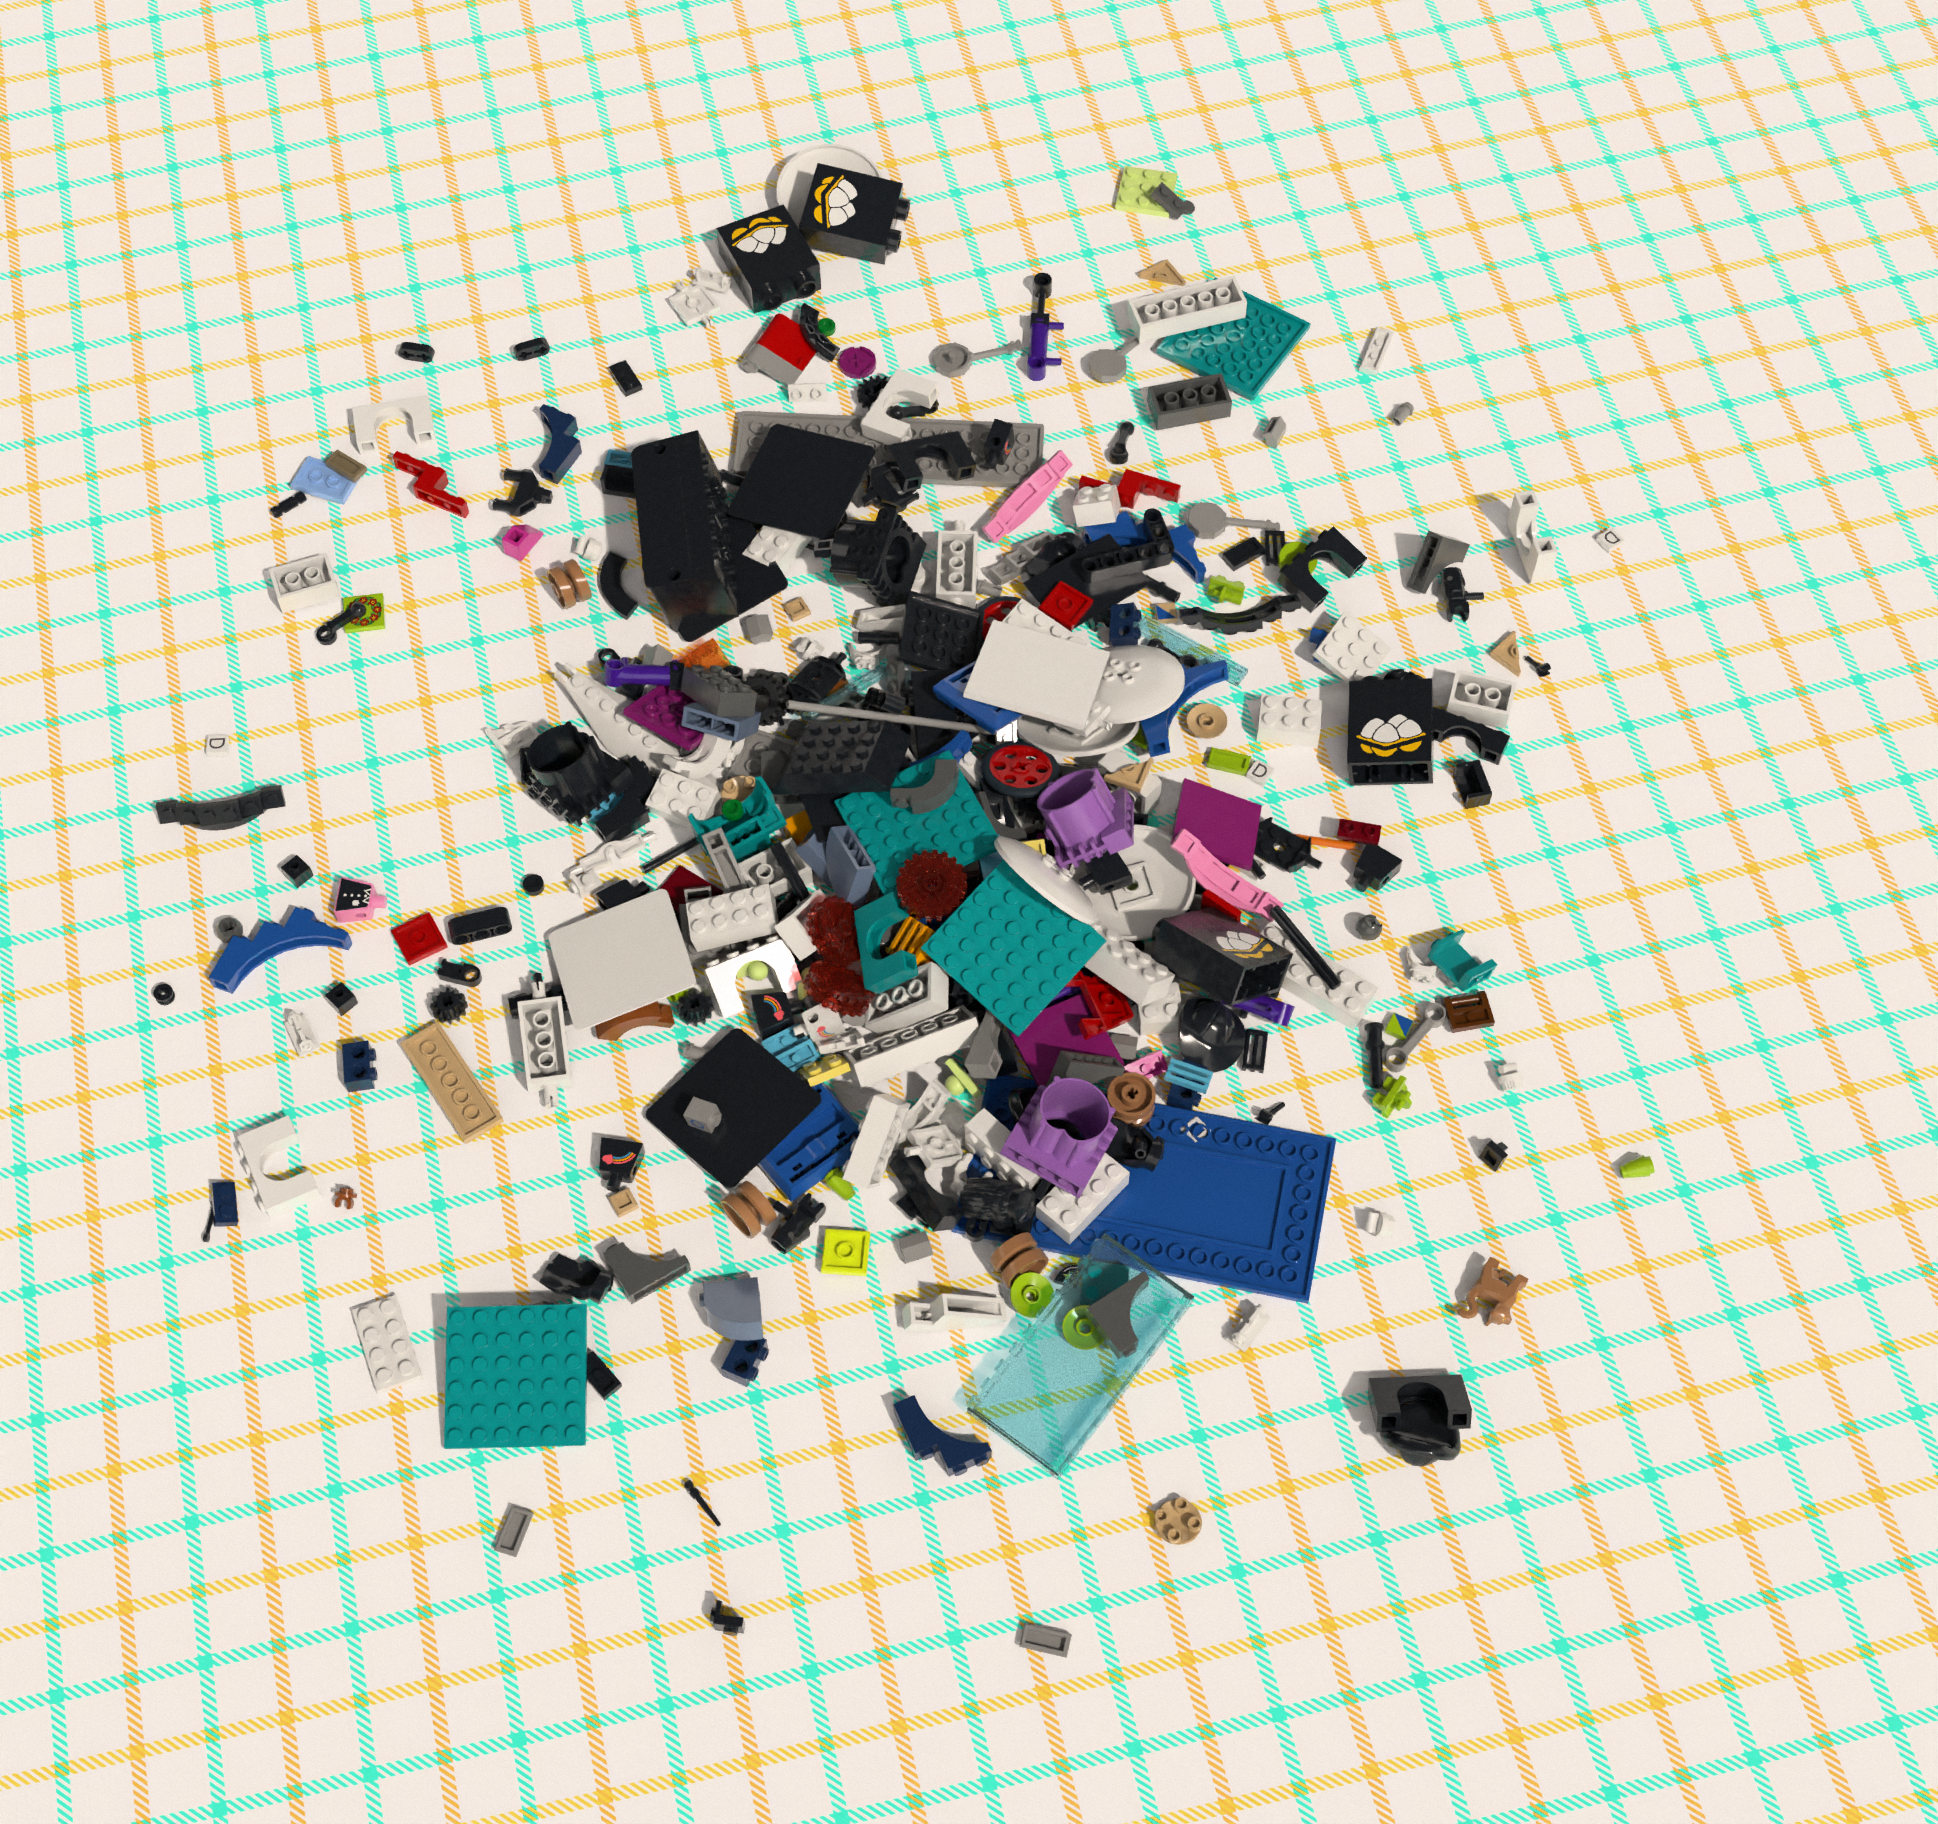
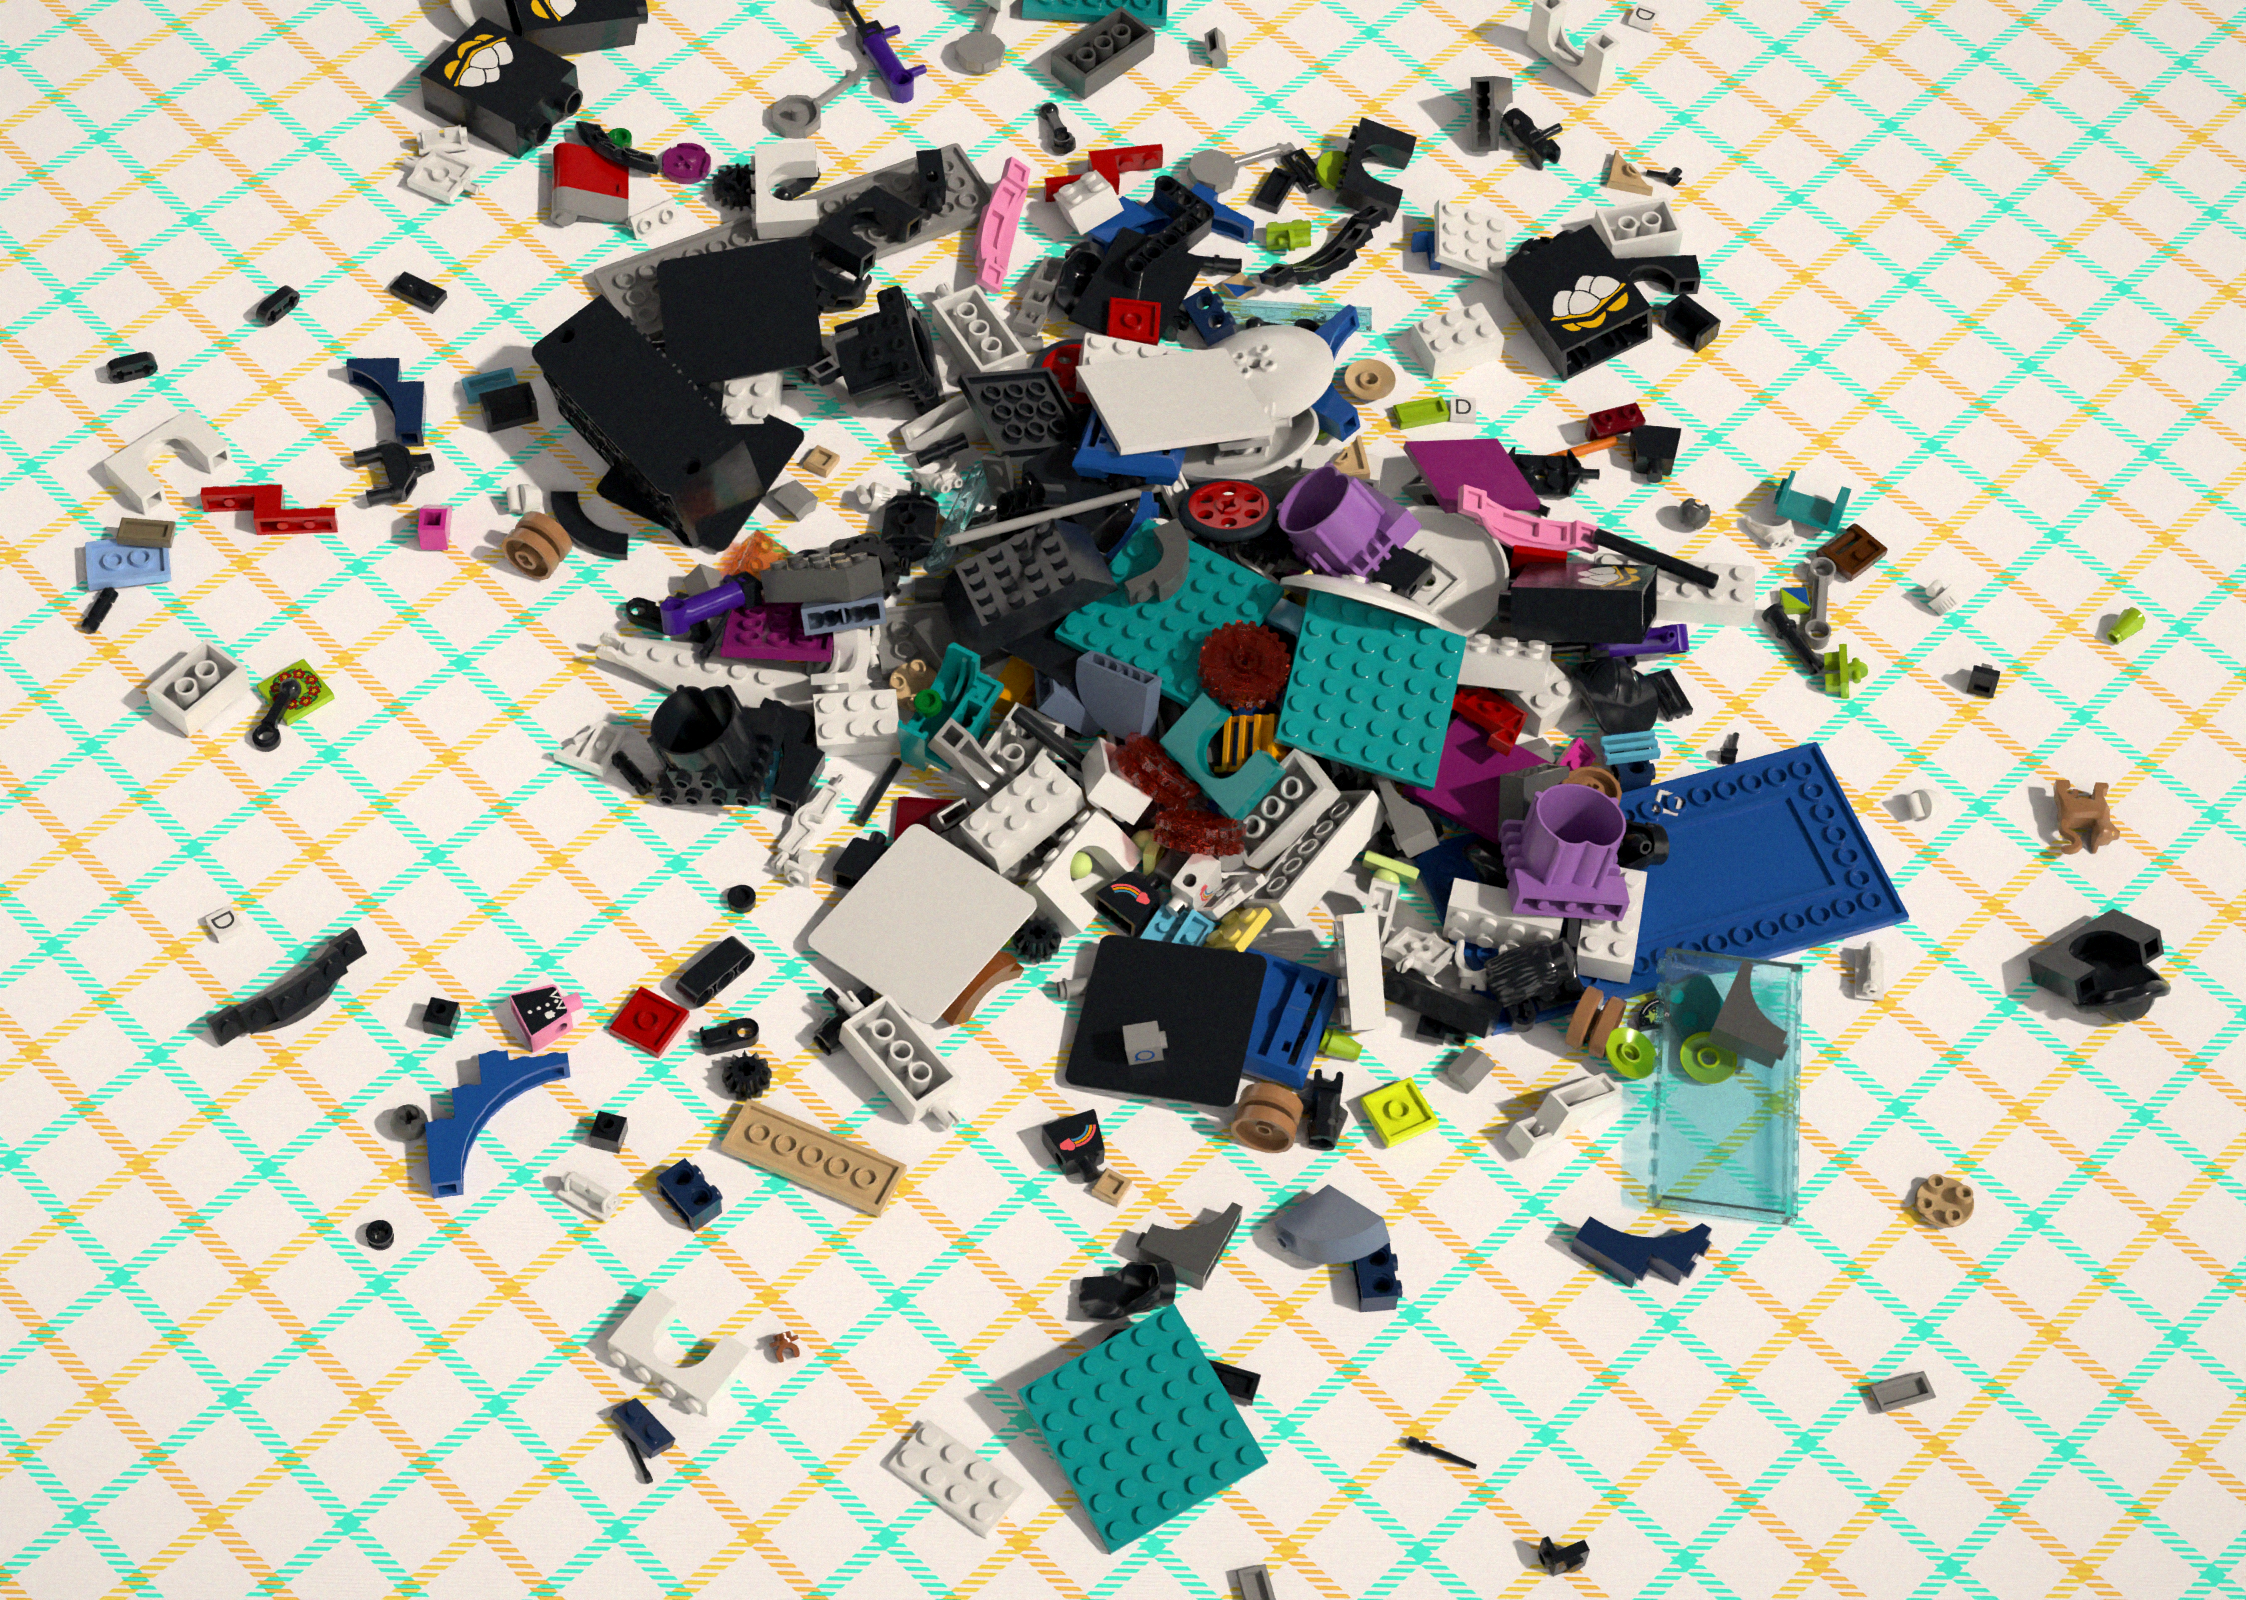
camera: 35 degrees left, 5 degrees down
(626, 702) = (709, 644): none -> black piece

